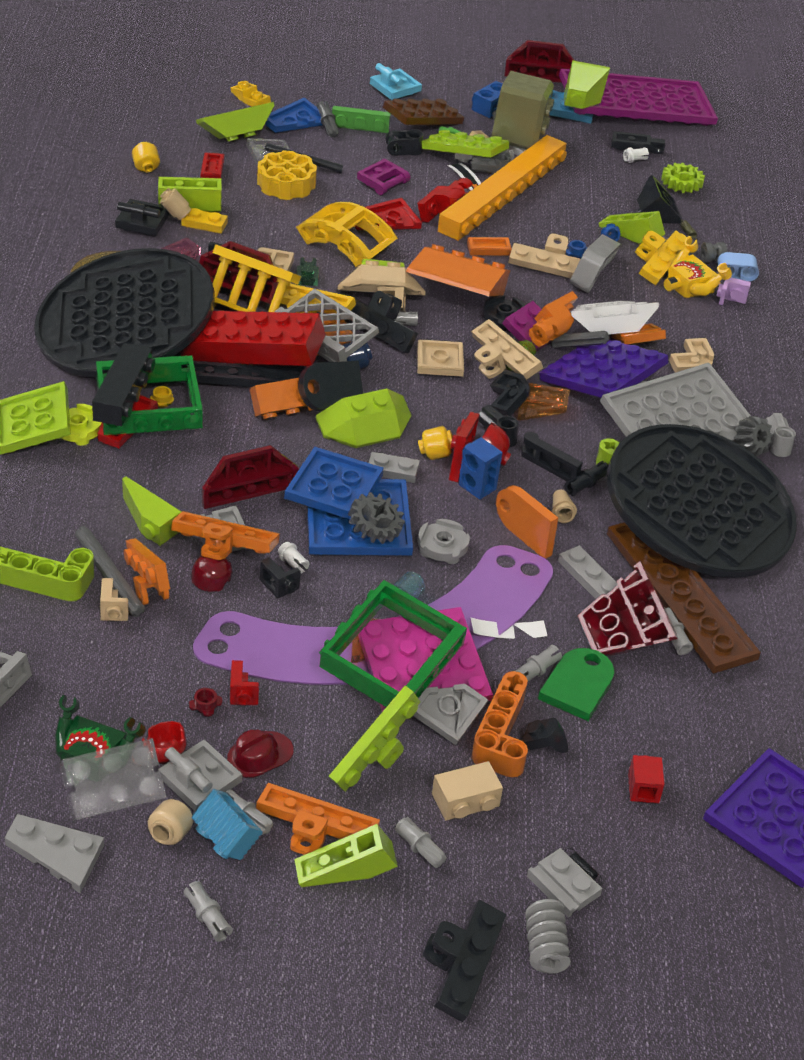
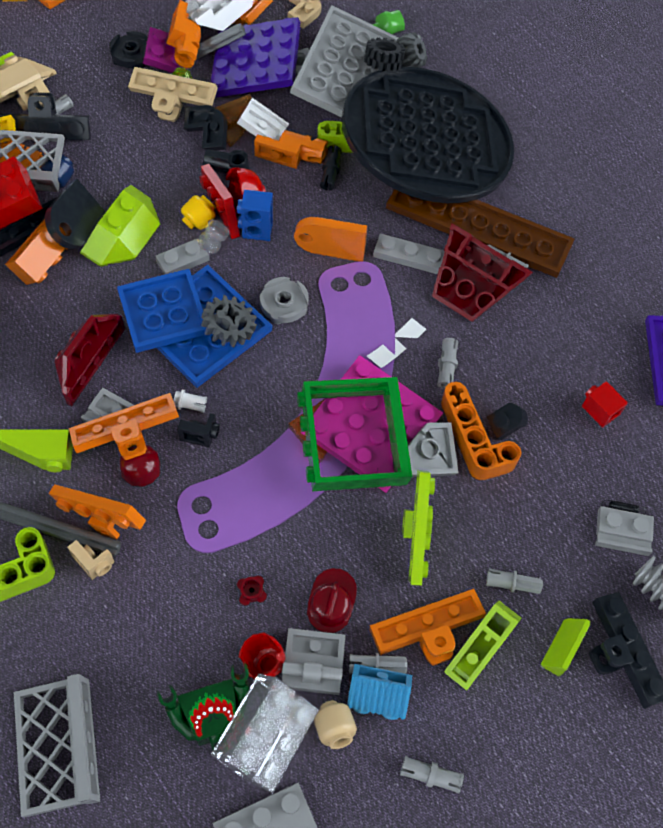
camera: 40 degrees left, 20 degrees up
(241, 690) = (261, 553): red bracket -> none
(411, 583) = (301, 366): clear light blue brick -> none
(416, 917) = (565, 645): none -> lime slope
(430, 463) = (214, 234): none -> clear wheel
(440, 358) = (123, 127): tan plate -> none
(460, 271) = (68, 33): orange slope -> none
(467, 790) = (504, 512): tan brick -> none
(550, 457) = (291, 168): black plate -> none
(559, 414) = (262, 121): none -> white plate
(563, 506) = (338, 206): tan cone -> none
(567, 441) = (291, 149): none -> orange plate
(577, 685) = (486, 355): green tile -> none
(717, 419) = (384, 54): none -> black tyre
(761, 407) = (390, 21): none -> bright green piece
(783, 435) = (428, 35): light grey piece -> none

